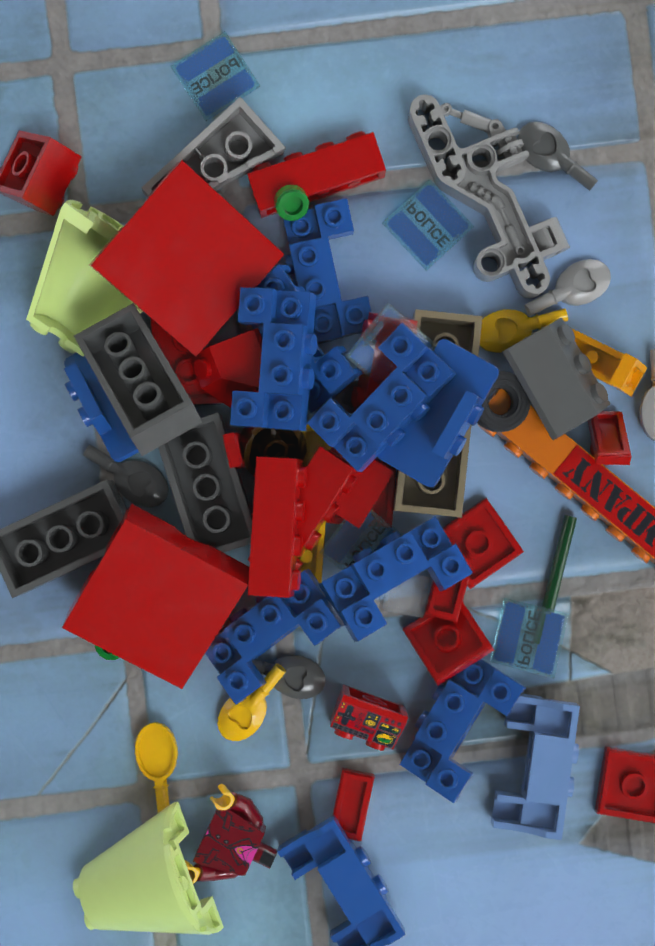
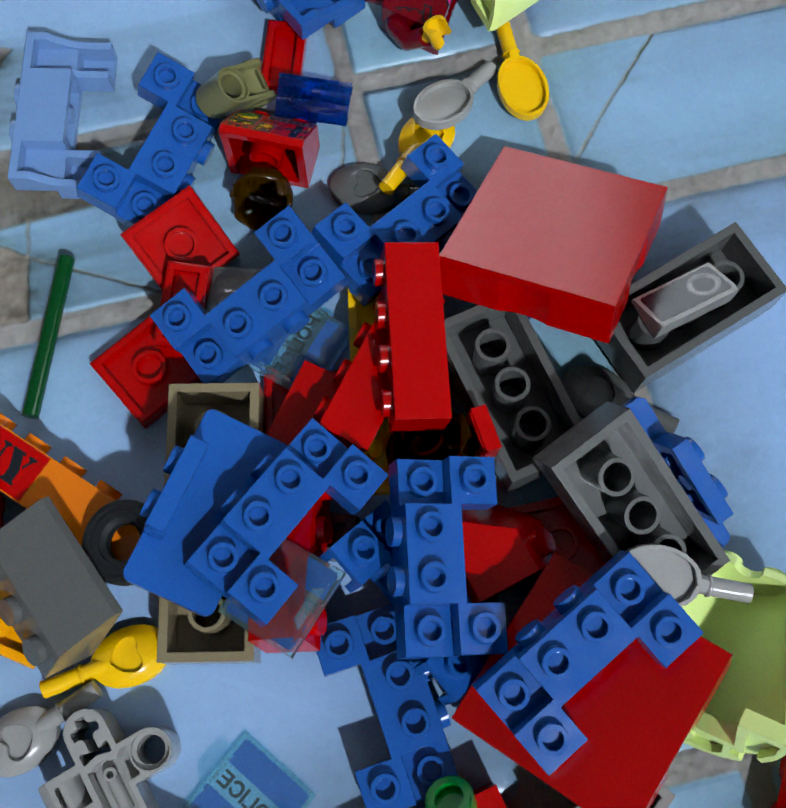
camera: 170 degrees right, 15 degrees down
(66, 536) = (684, 299): none -> slope
(120, 324) = (683, 579): none -> light grey piece
(195, 284) = (573, 646): none -> blue bracket
(219, 742) = (450, 100): none -> light grey piece
(330, 754) = (313, 99): none -> clear blue hips
(380, 671) = (260, 195): none -> dark brown hair
(393, 768) = (234, 89): none -> olive piece
(529, 637) = (77, 261): clear light blue piece -> none

